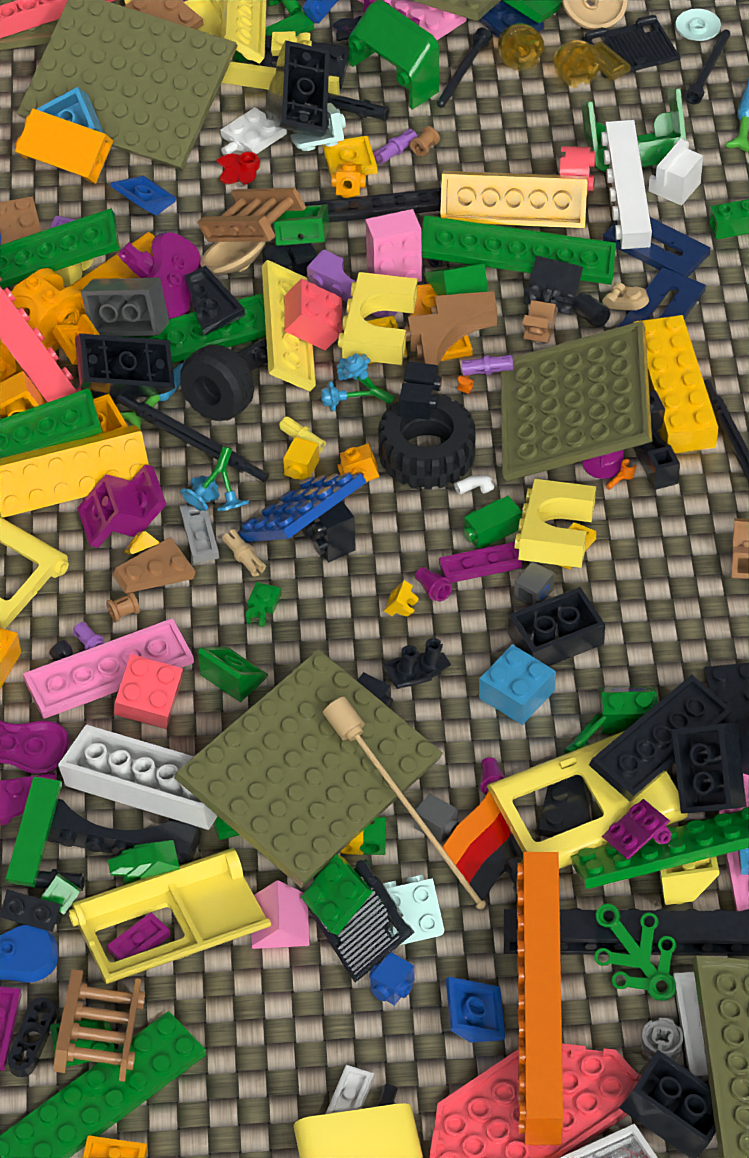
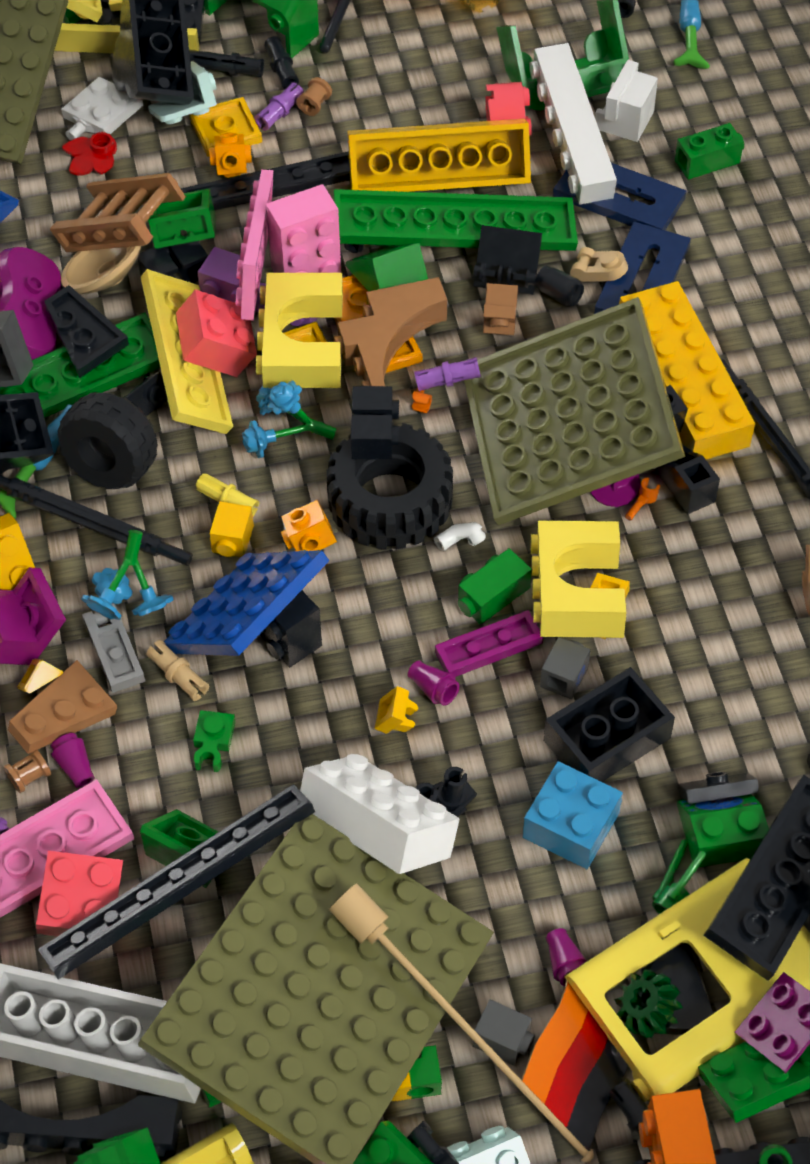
camera: 10 degrees left, 5 degrees up
(156, 601) = (72, 757): none -> magenta cone
(219, 684) = (175, 881): none -> black tile
(353, 251) = (254, 246): none -> bright pink plate
(373, 660) = (380, 813): none -> white brick
(403, 110) = (281, 61): none -> black pin
(543, 809) = (648, 1003): none -> dark green gear
(630, 678) = (718, 786): none -> black plate

